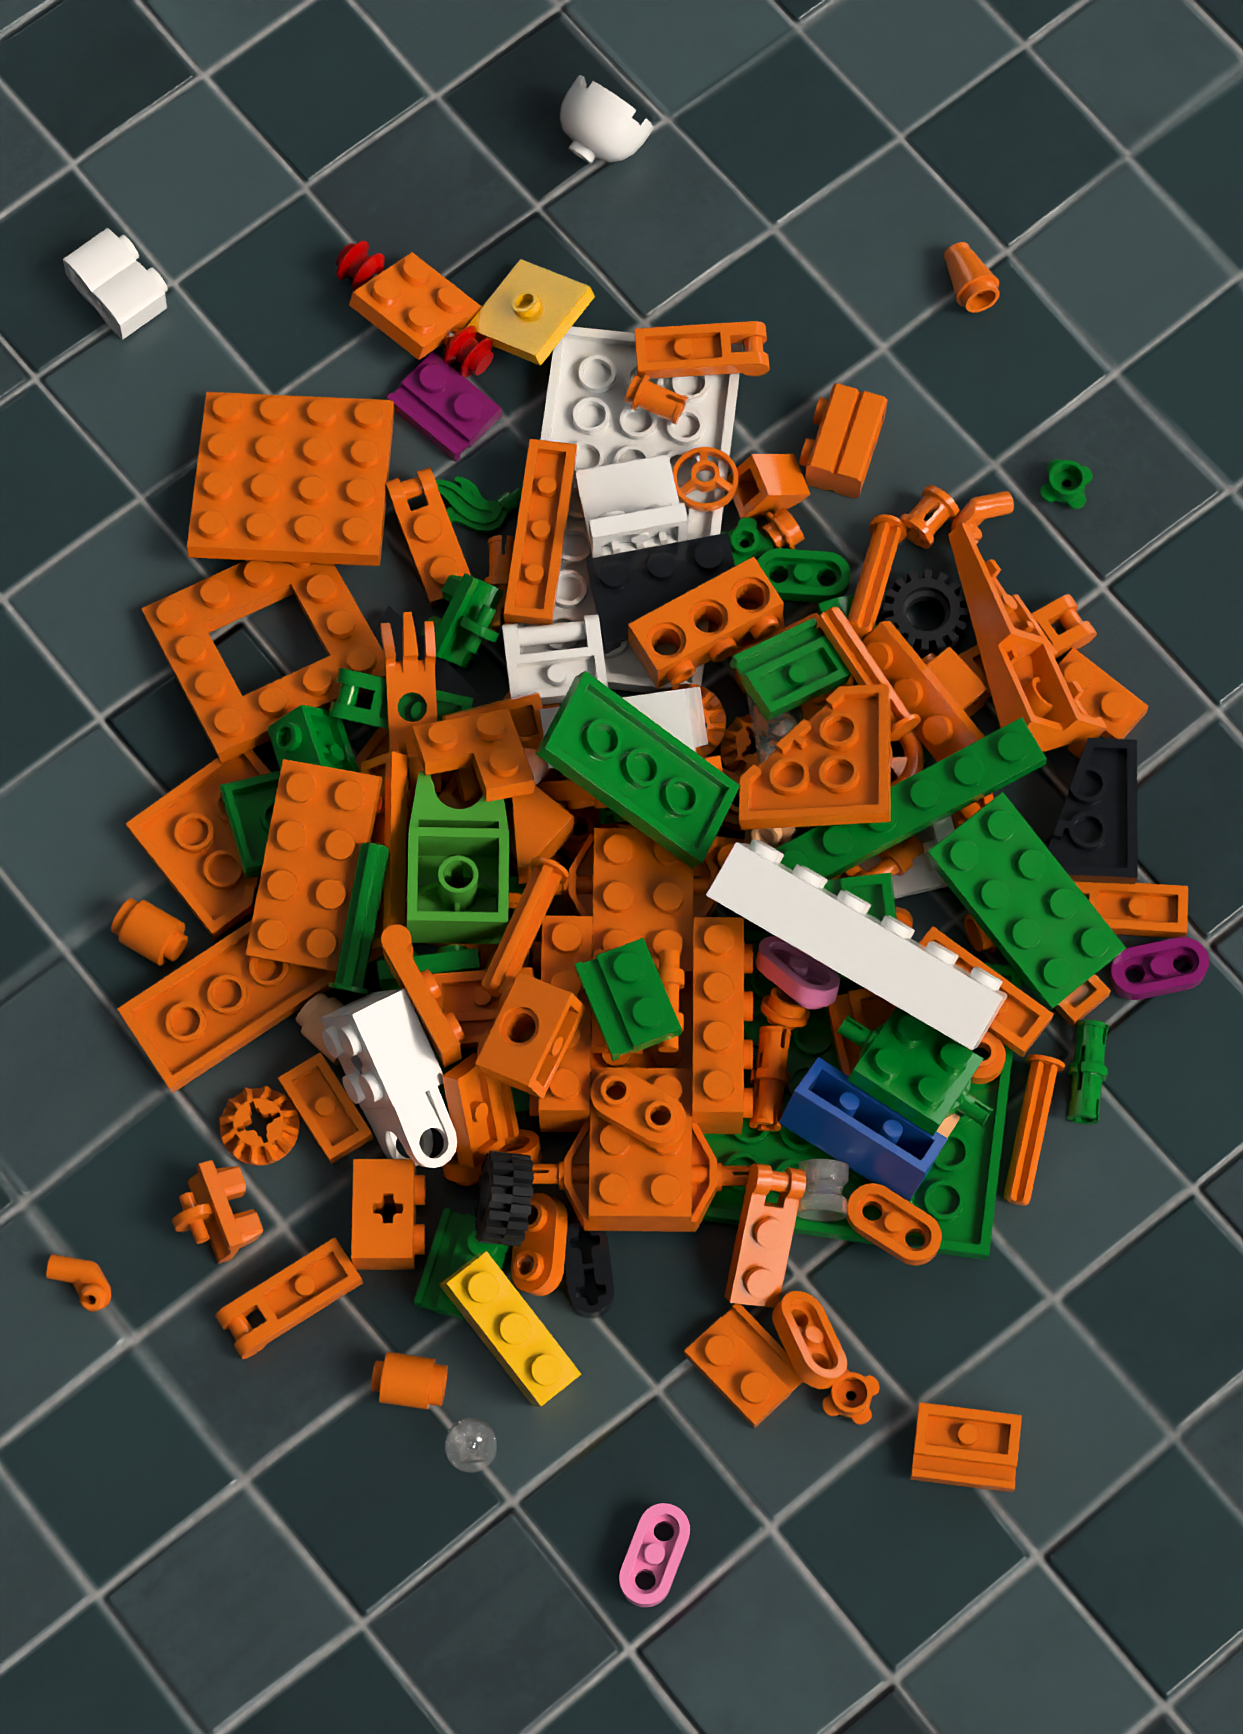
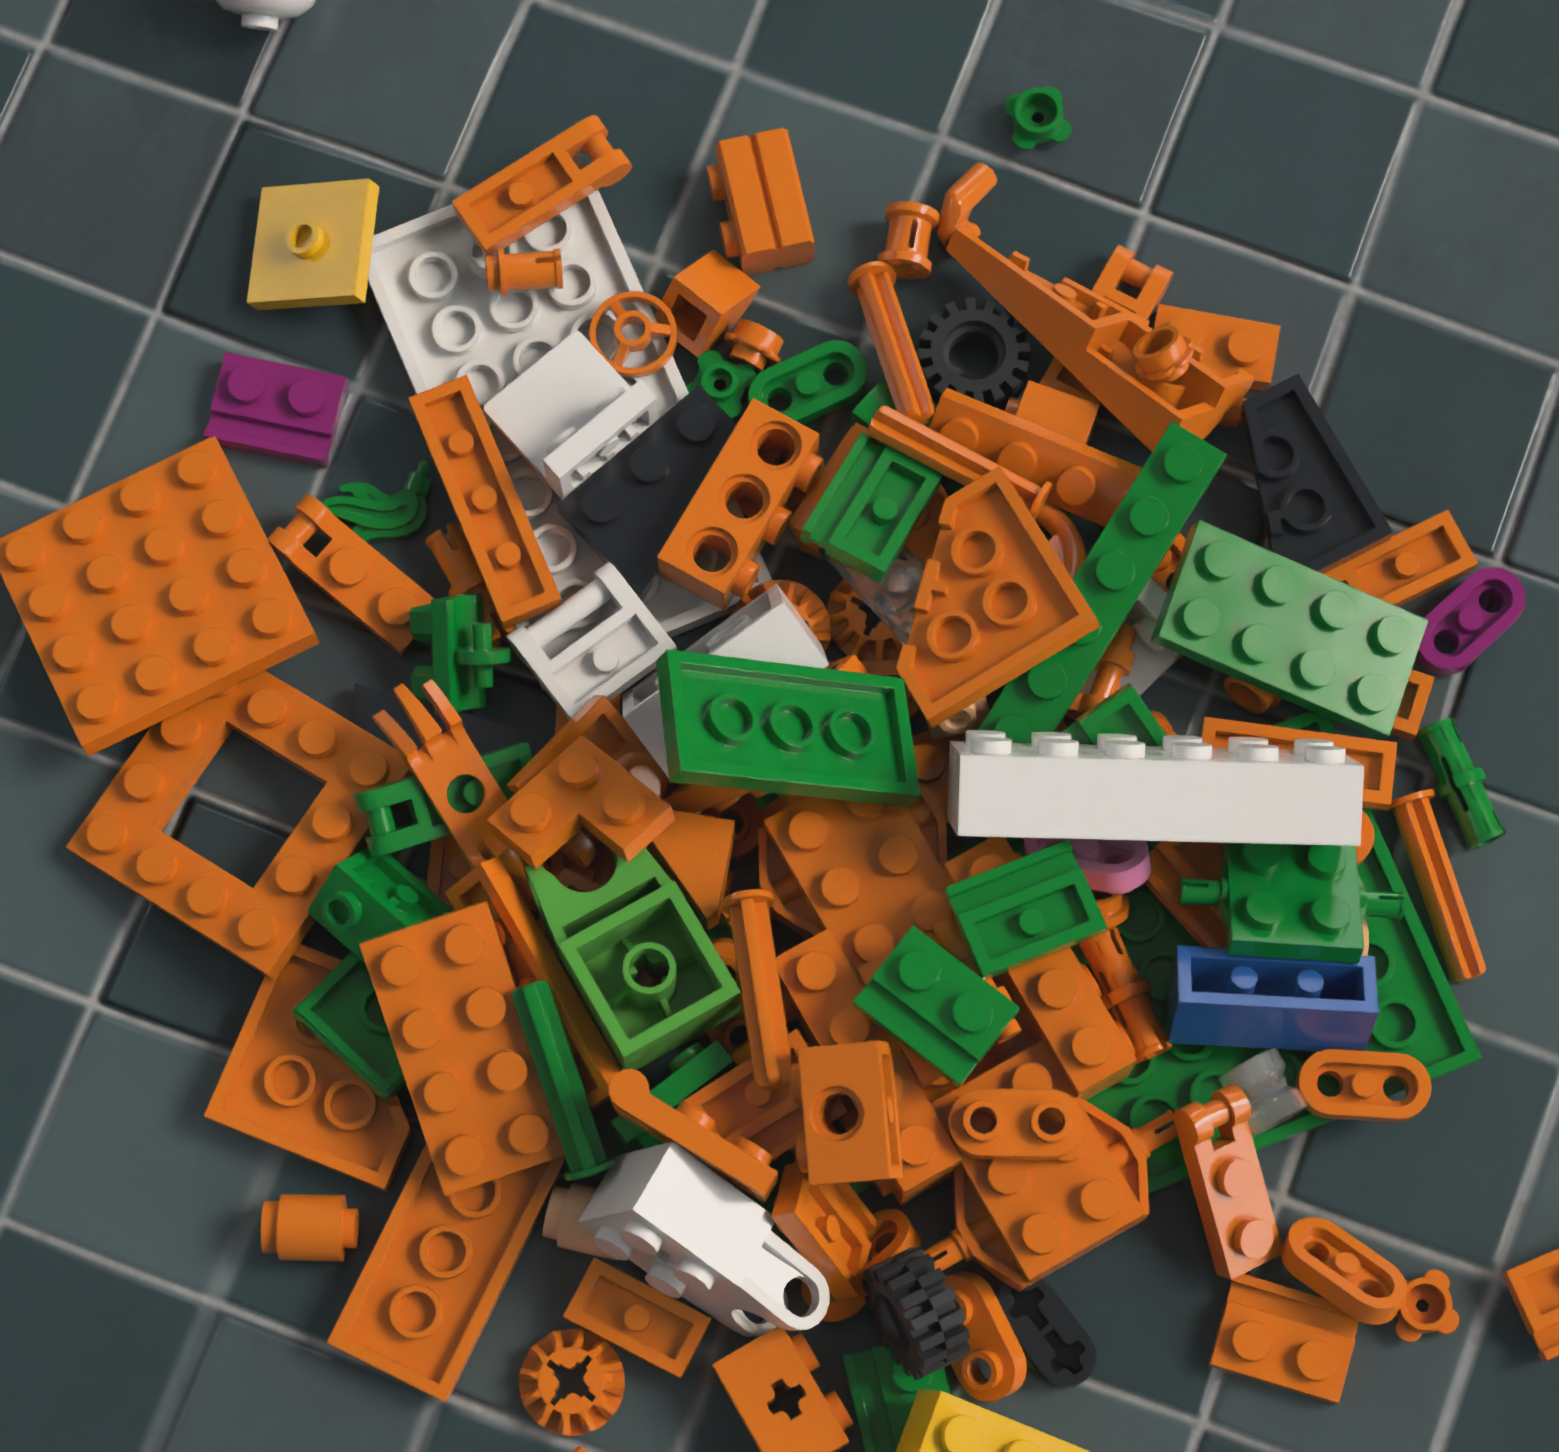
camera: 30 degrees left, 5 degrees up
(415, 307) = (173, 310): orange plate -> none
(724, 970) = (1025, 910): none -> green plate
(1047, 675) = (1162, 354): none -> orange plate

